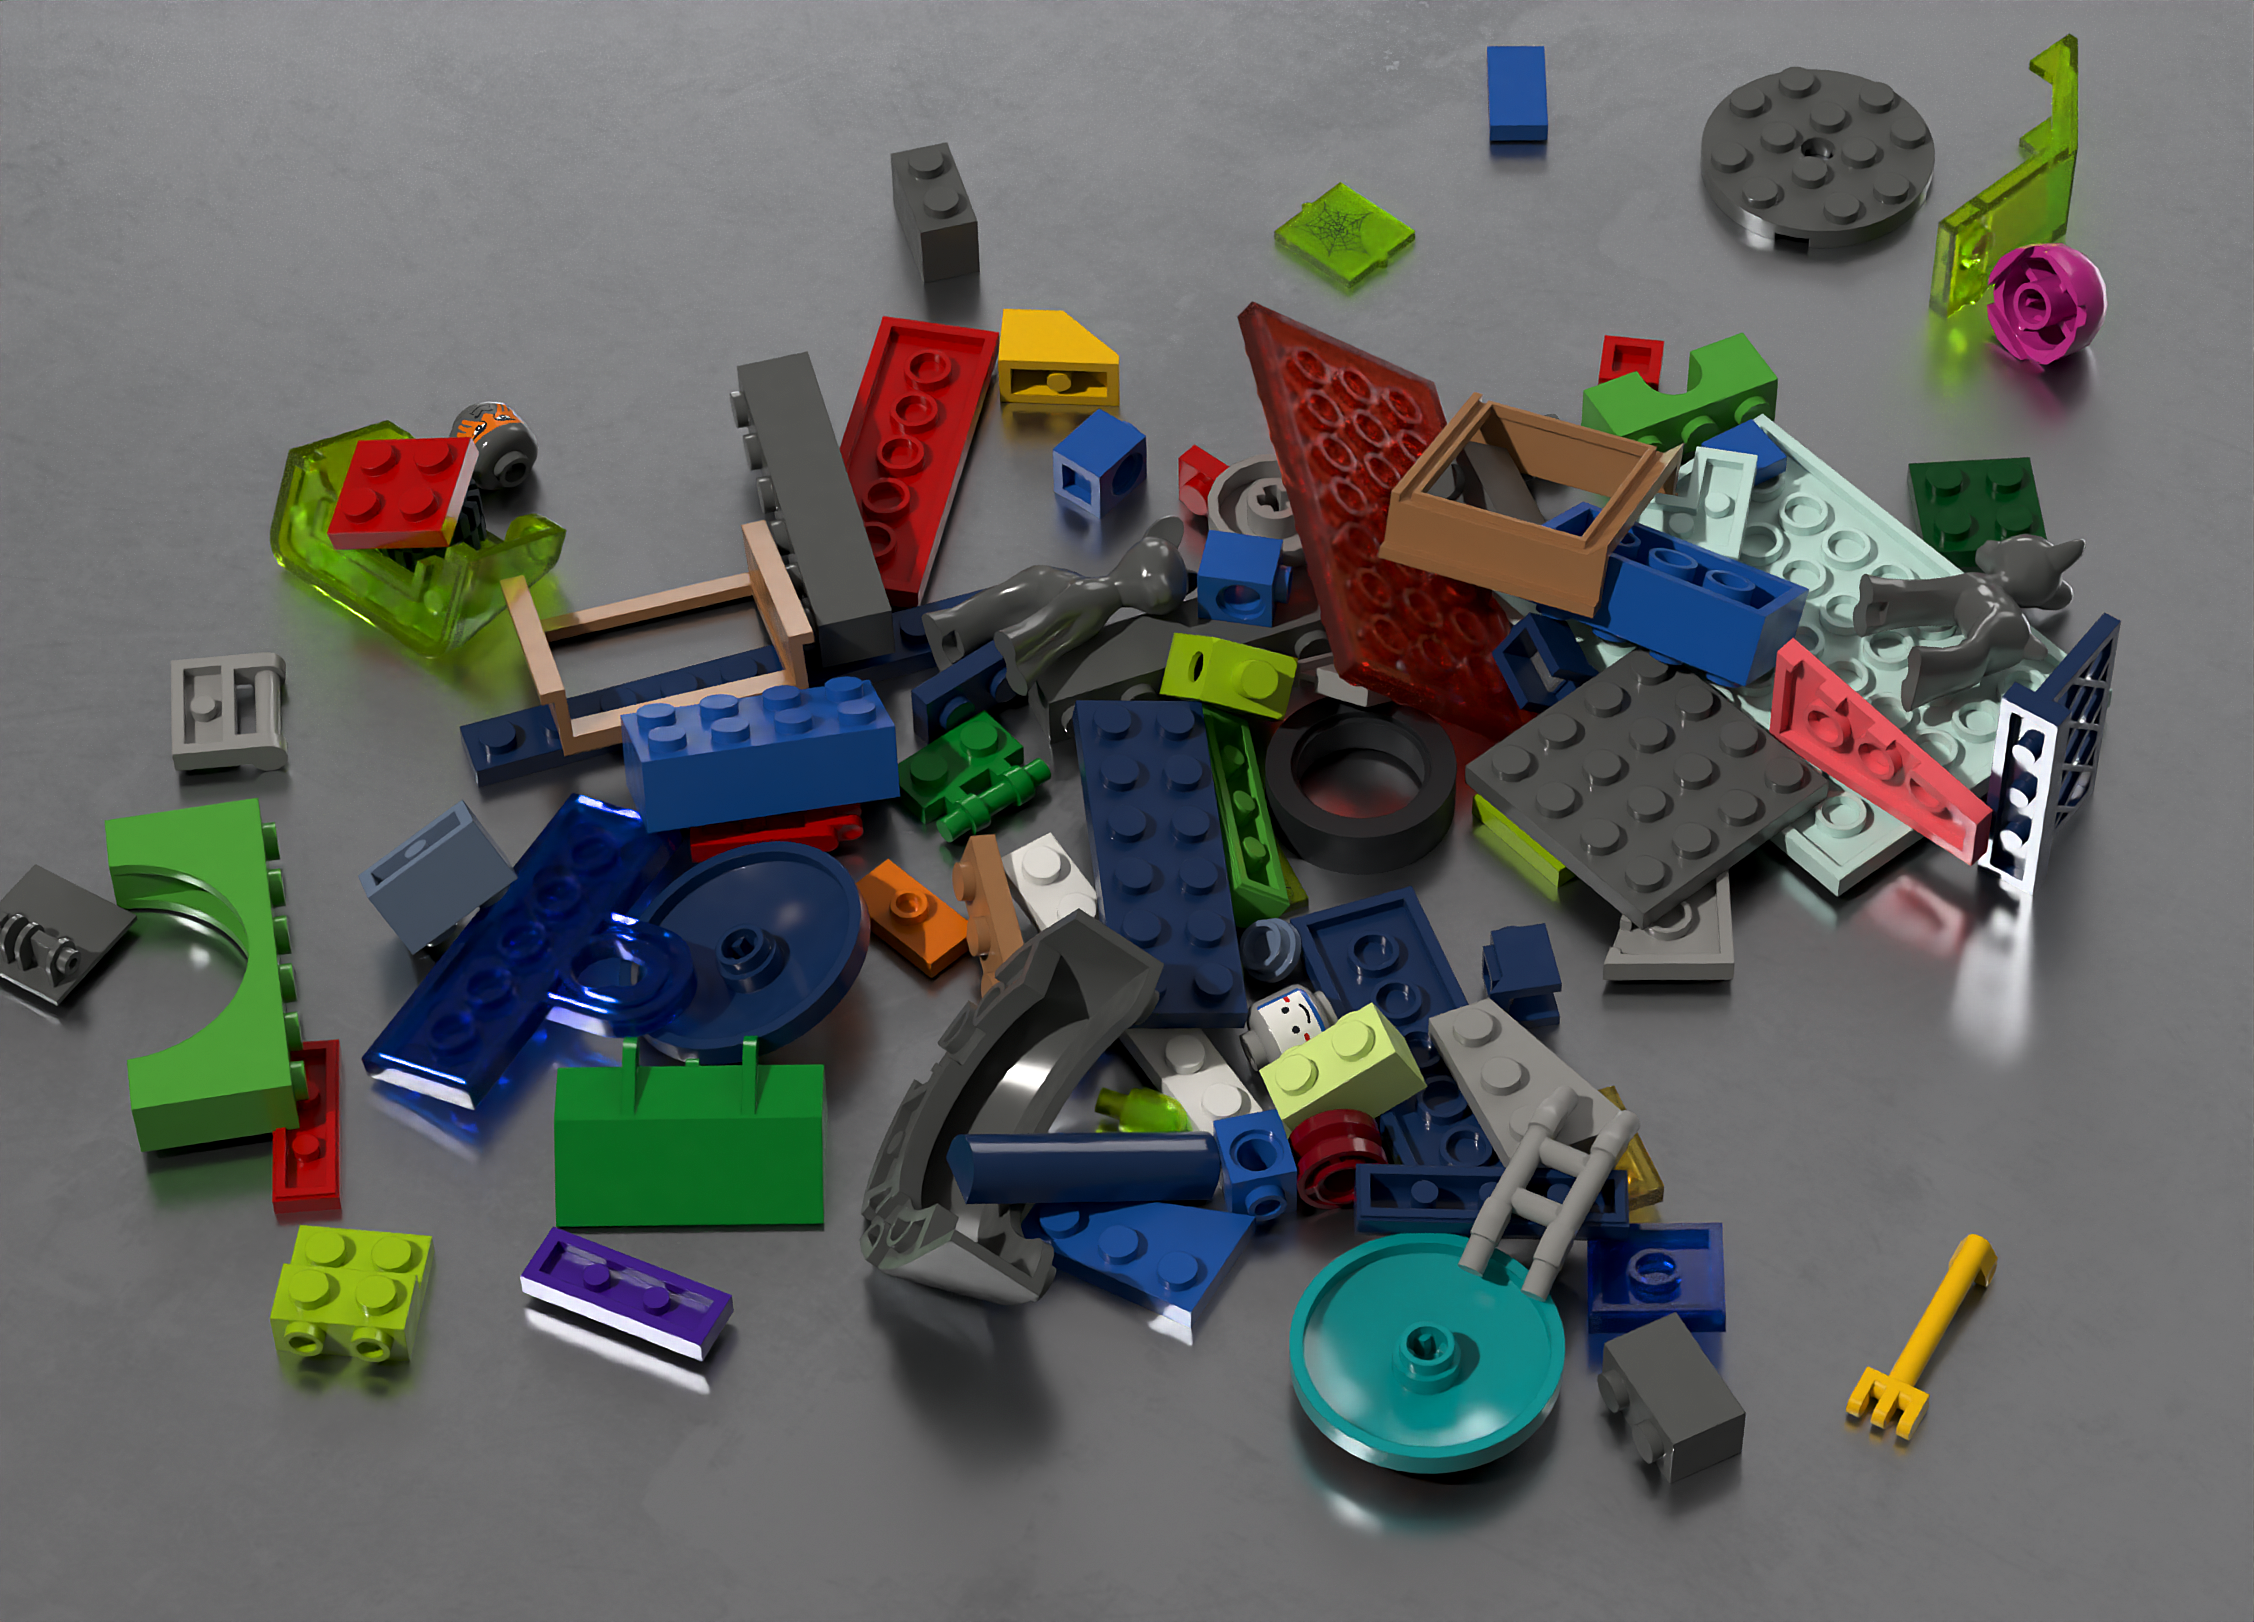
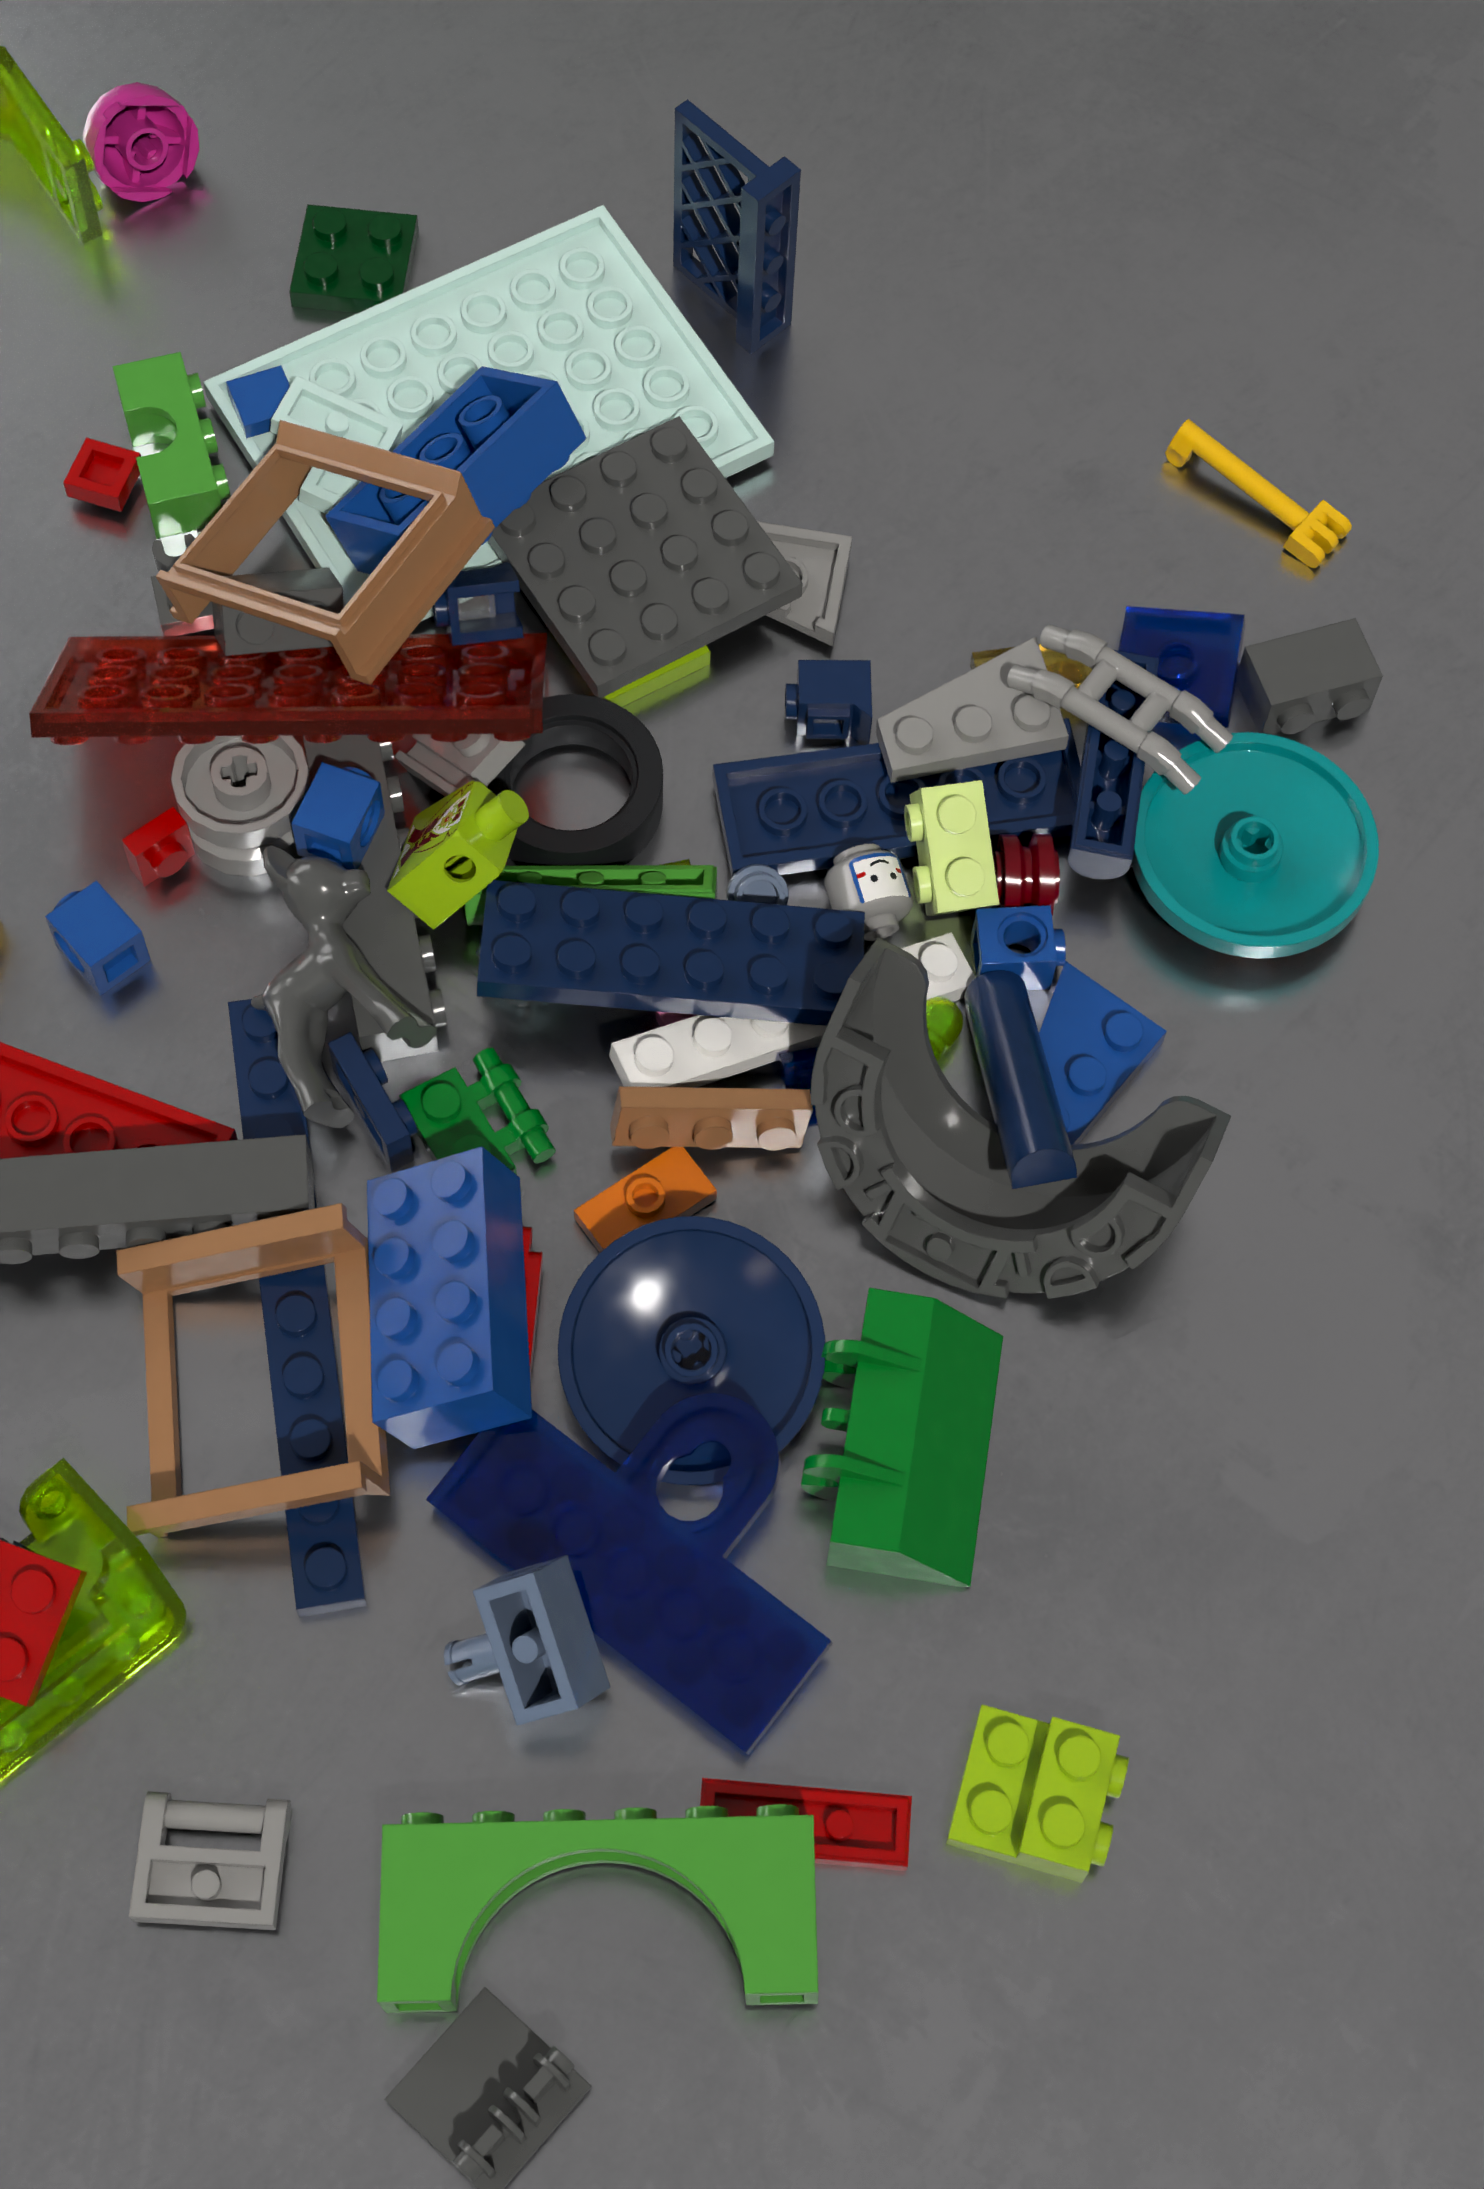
camera: 85 degrees left, 15 degrees up
(627, 1293) = (1079, 1522): dark purple plate -> none
(1862, 749) = (665, 373): coral wing -> none
(1985, 606) = (518, 260): dark grey animal -> none

